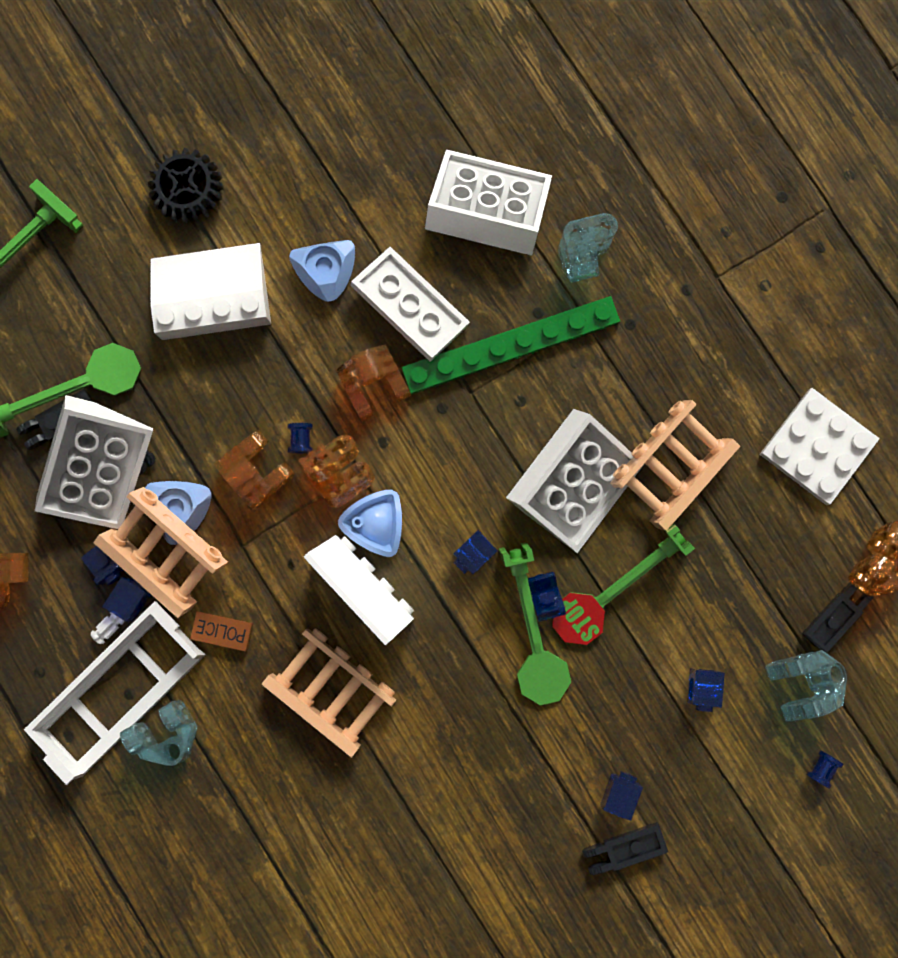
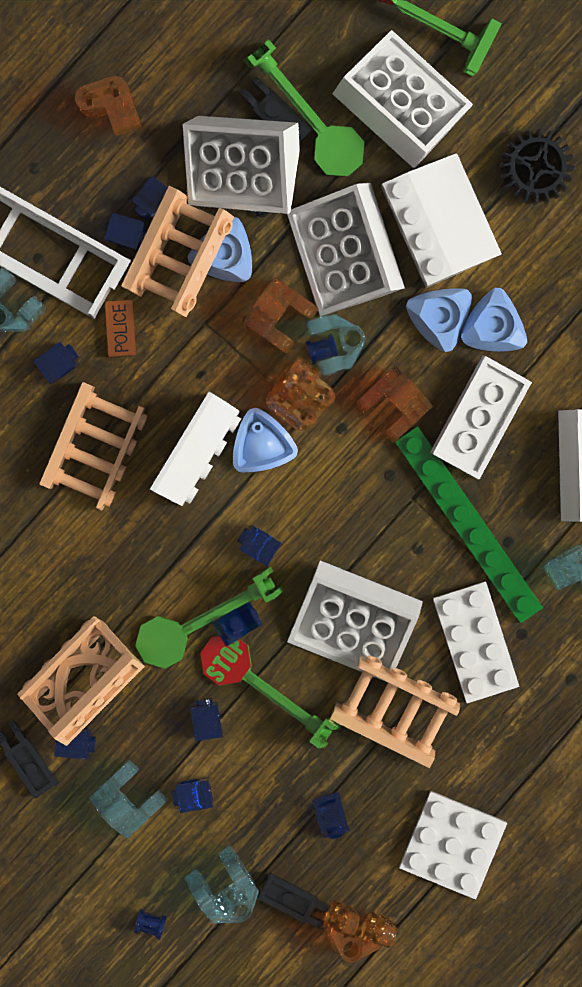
camera: 75 degrees right, 5 degrees up
(81, 295) = (402, 98): none -> white slope
(106, 628) = (93, 220): white piece -> none
(208, 388) = (345, 249): none -> white slope
(235, 704) = (57, 362): none -> clear blue brick
(276, 423) = (331, 323): none -> clear light blue piece
(301, 316) = (440, 315): none -> light blue hat
(550, 796) = (55, 674): none -> light nougat fence
(626, 369) = (476, 642): none -> white plate
(634, 654) = (206, 720): none -> clear blue brick
(700, 771) = (118, 809): none -> clear light blue piece
(761, 557) = (331, 816): none -> clear blue bracket

